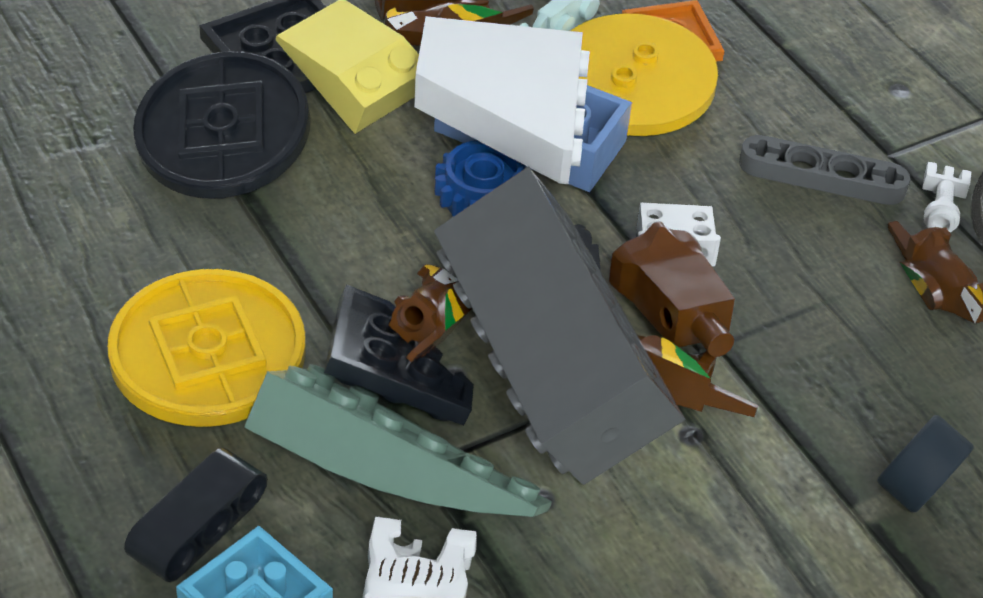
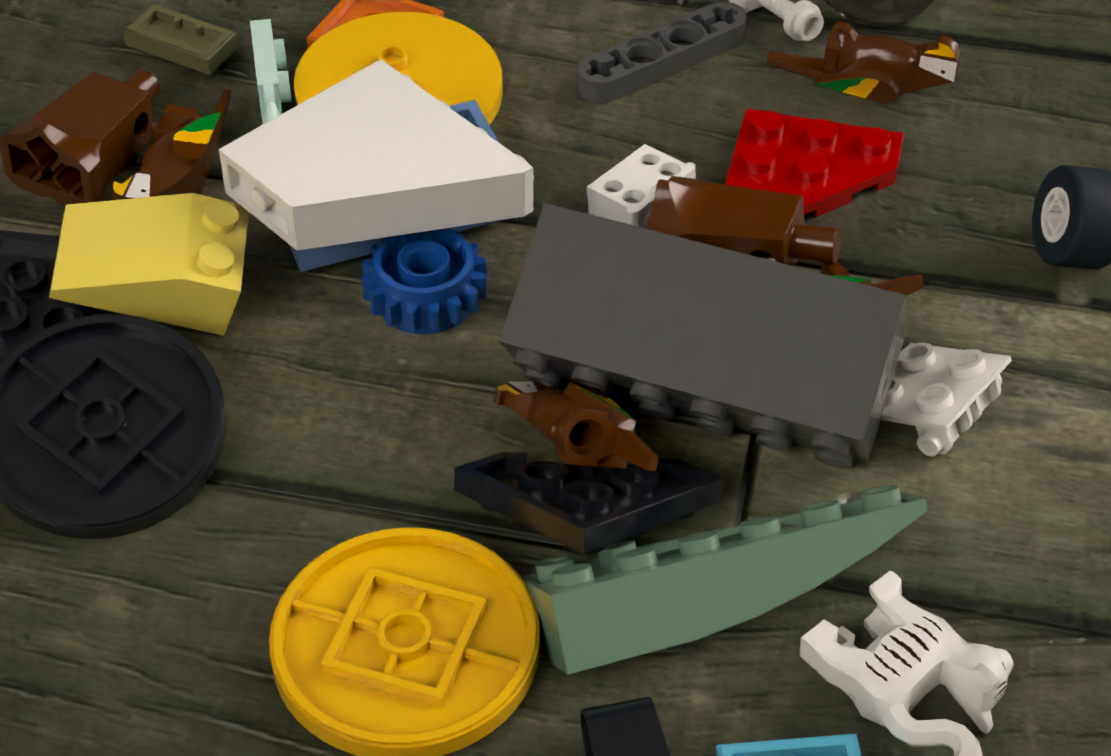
camera: 45 degrees left, 0 degrees up
(675, 471) = (942, 392): none -> white hinge
(809, 297) = (813, 158): none -> red plate

